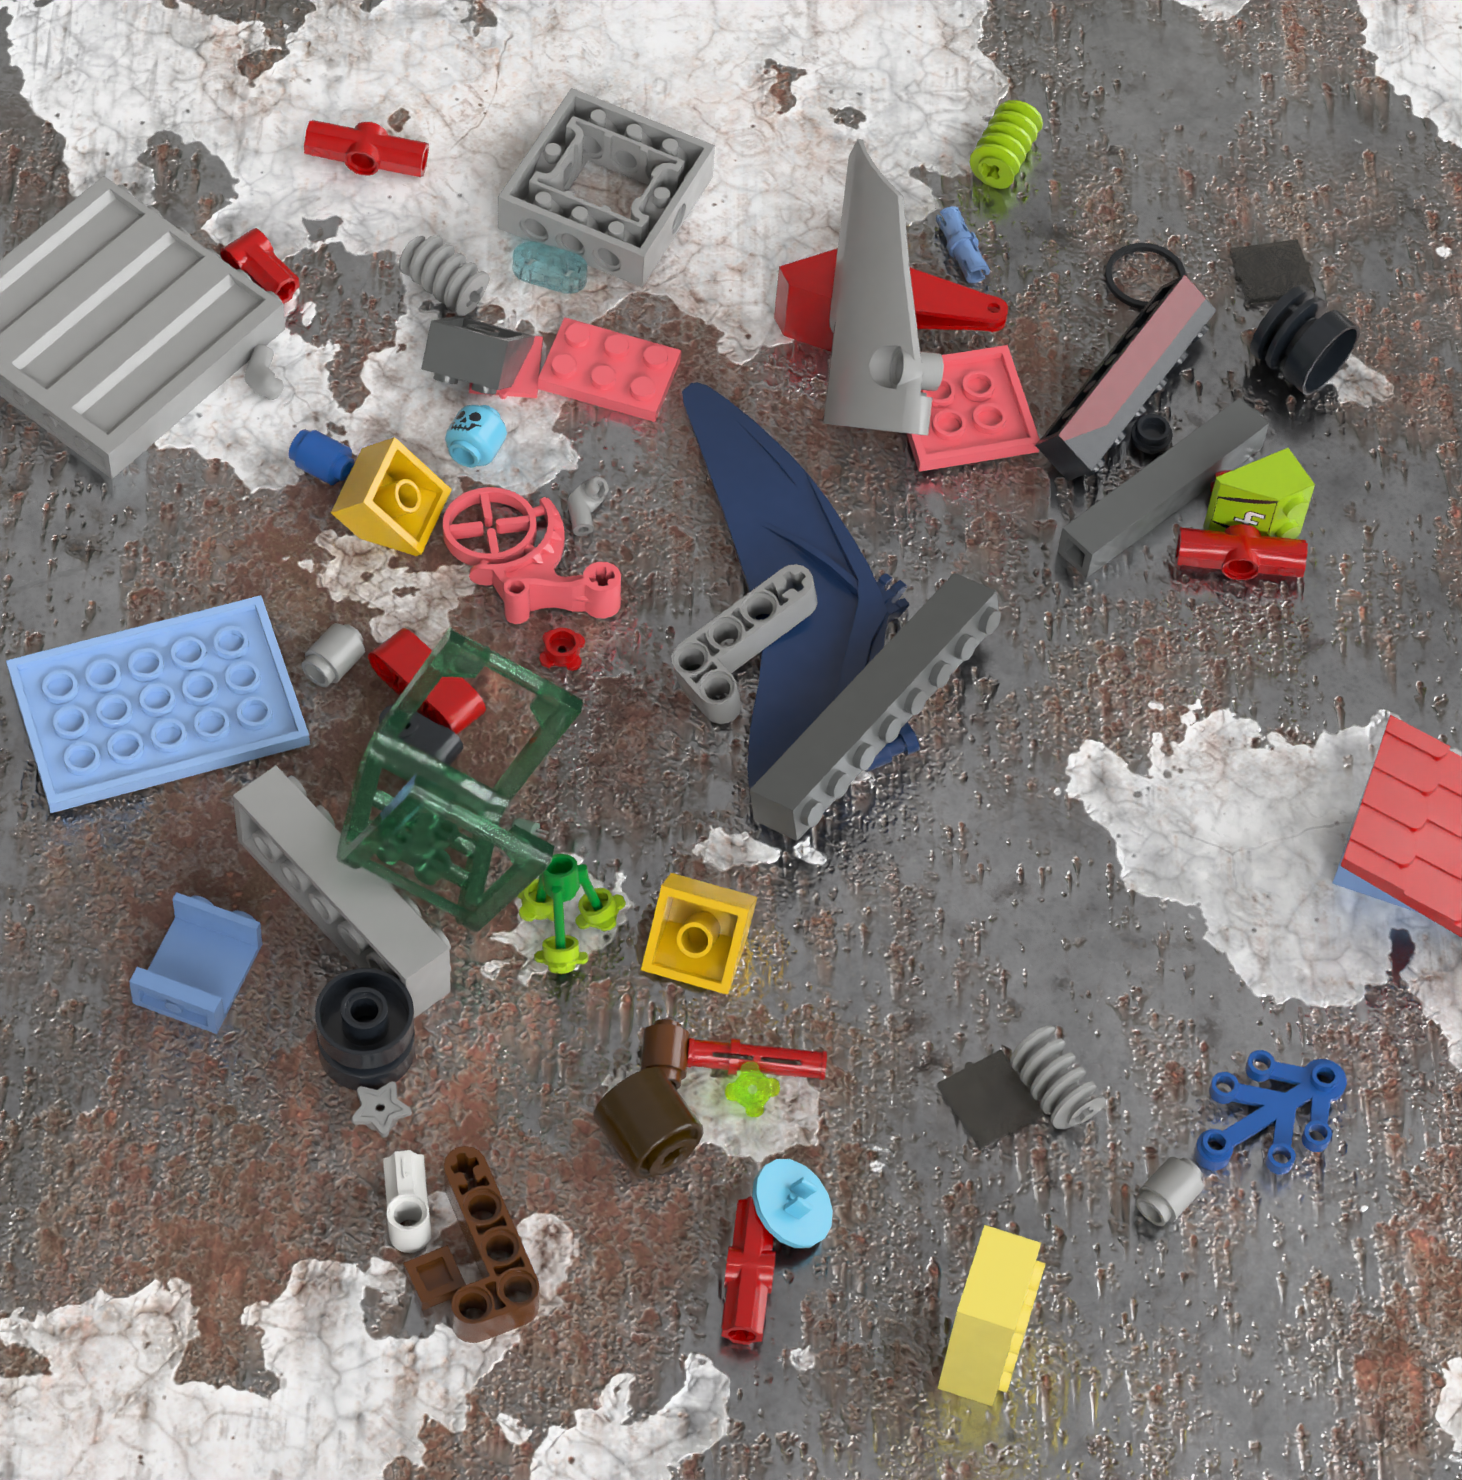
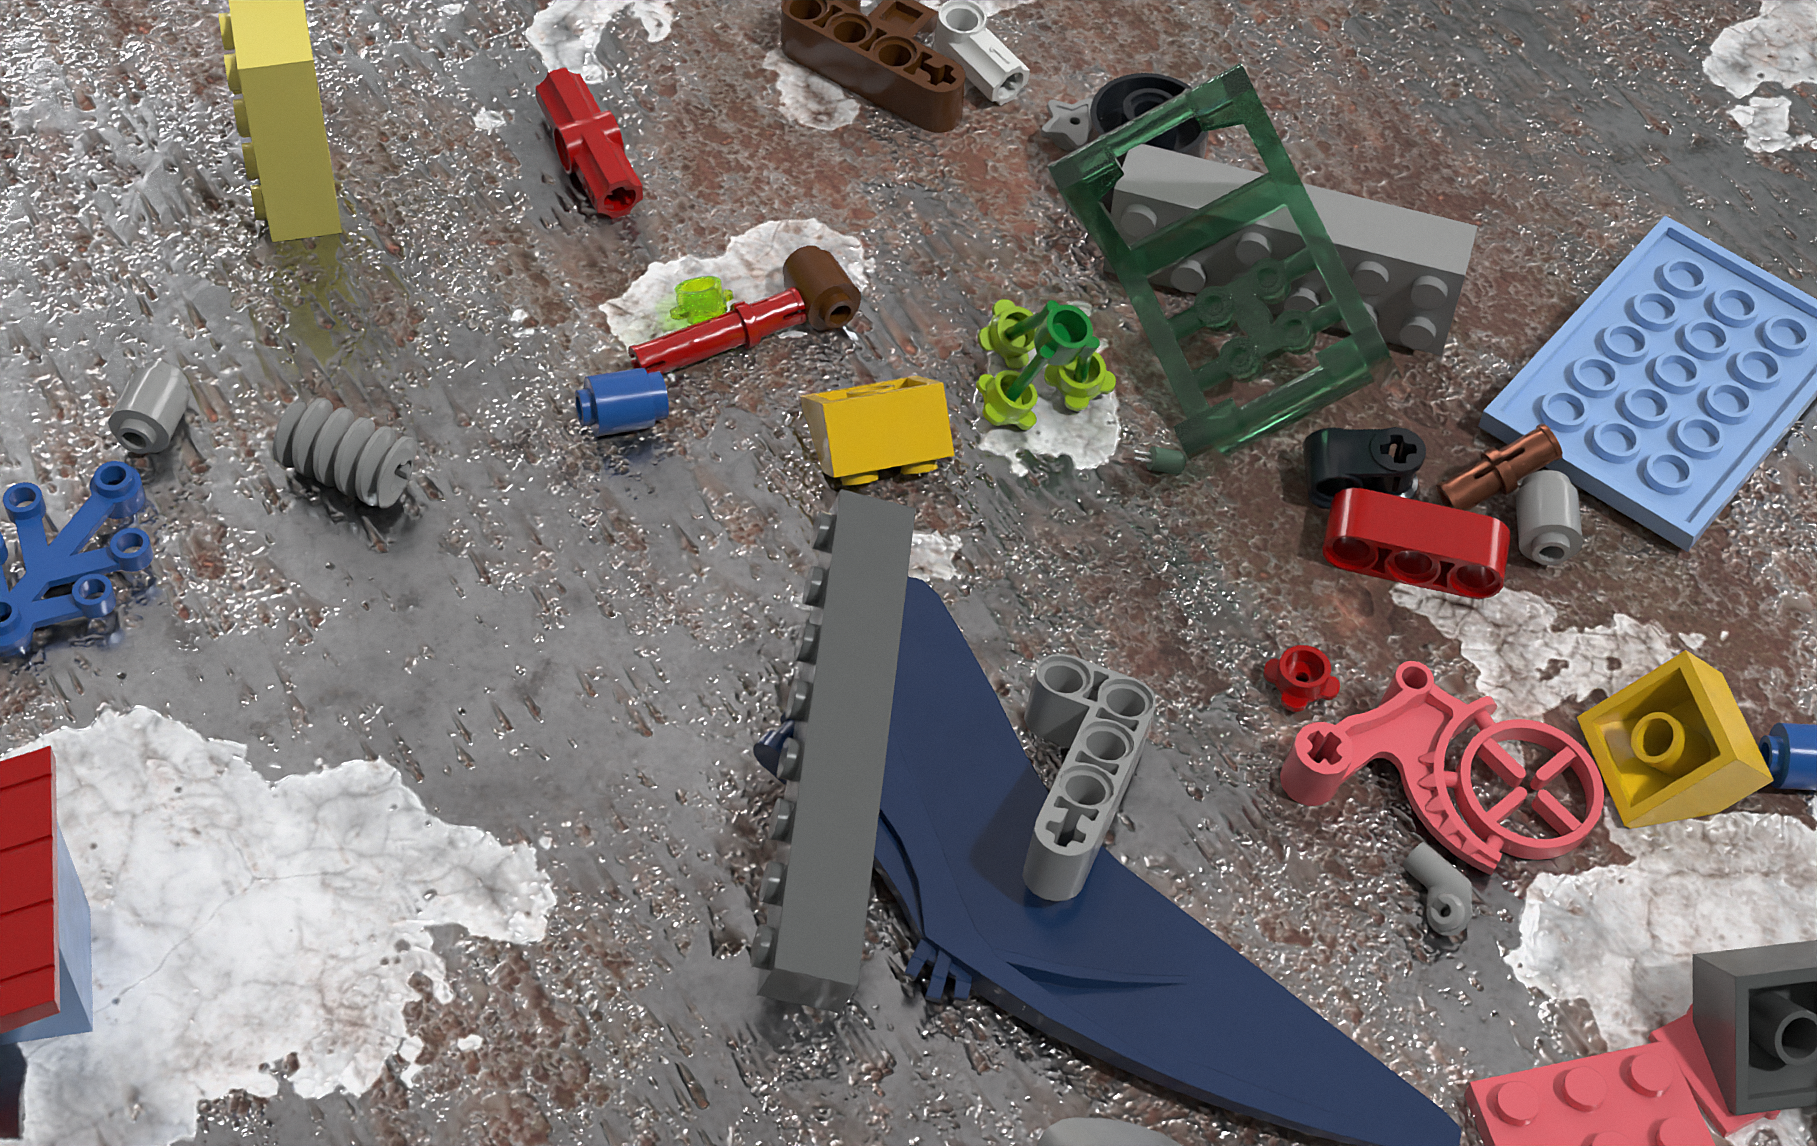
camera: 150 degrees right, 5 degrees down
(199, 963) = (1363, 145): medium blue panel -> none
(338, 692) = (1500, 469): none -> copper pin
(475, 435) = (1660, 889): medium azure head -> none
(648, 1123) = (782, 191): dark brown piece -> none
(792, 1203) = (581, 207): medium azure piece -> none
(854, 1035) = (622, 401): none -> blue brick
(990, 1099) = (440, 423): clear smoke piece -> none

